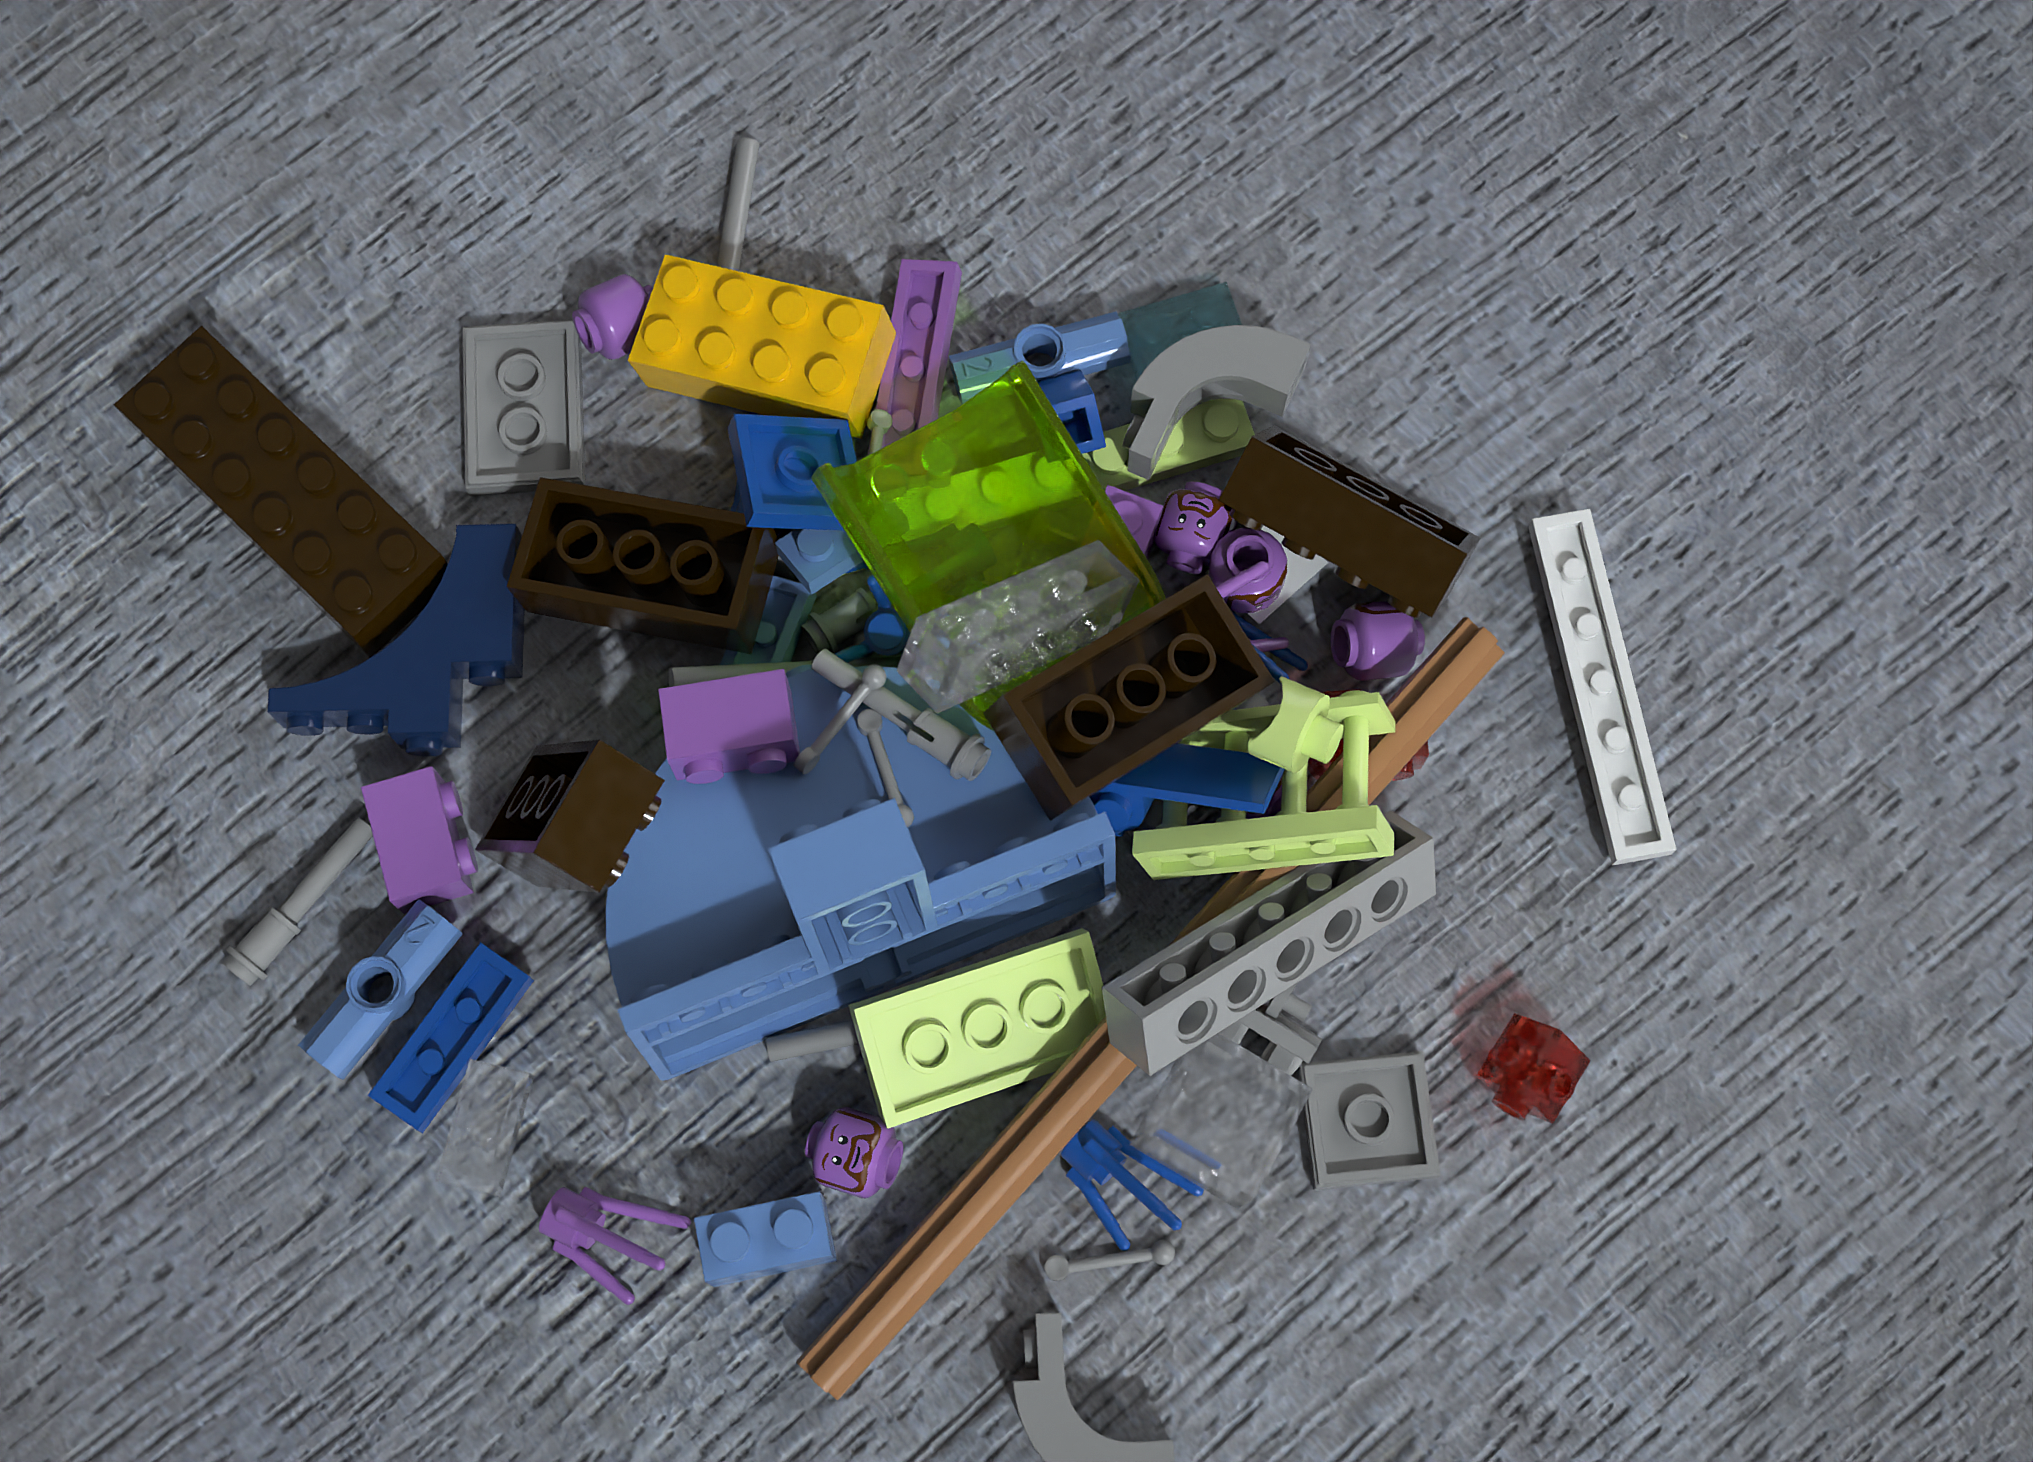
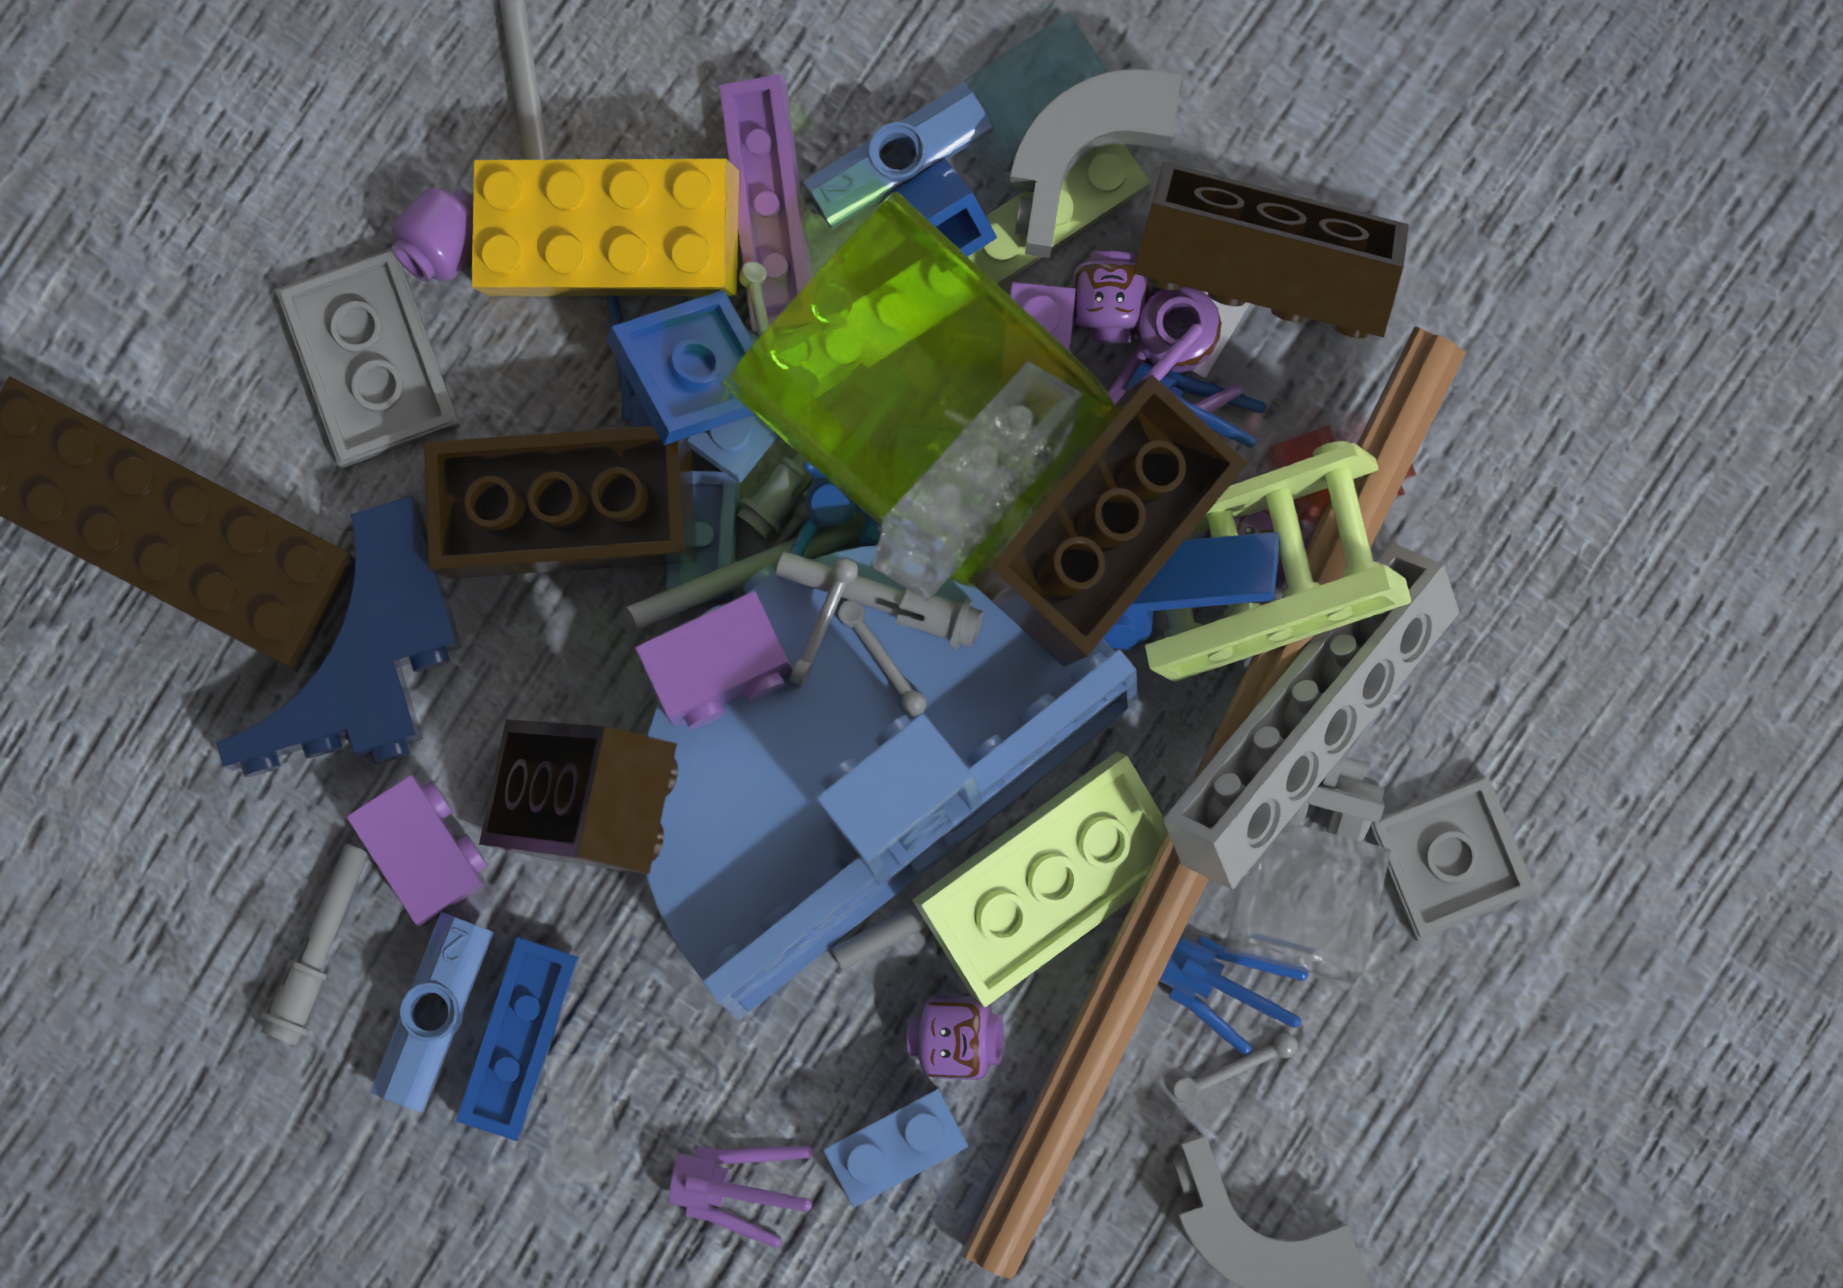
camera: 15 degrees left, 10 degrees up
(1298, 730) = (1286, 504): yellowish green piece -> none
(1376, 641) = (1329, 366): medium lavender head -> none
(1532, 1069) = (1600, 764): clear red brick -> none
(1601, 688) = (1570, 344): white plate -> none

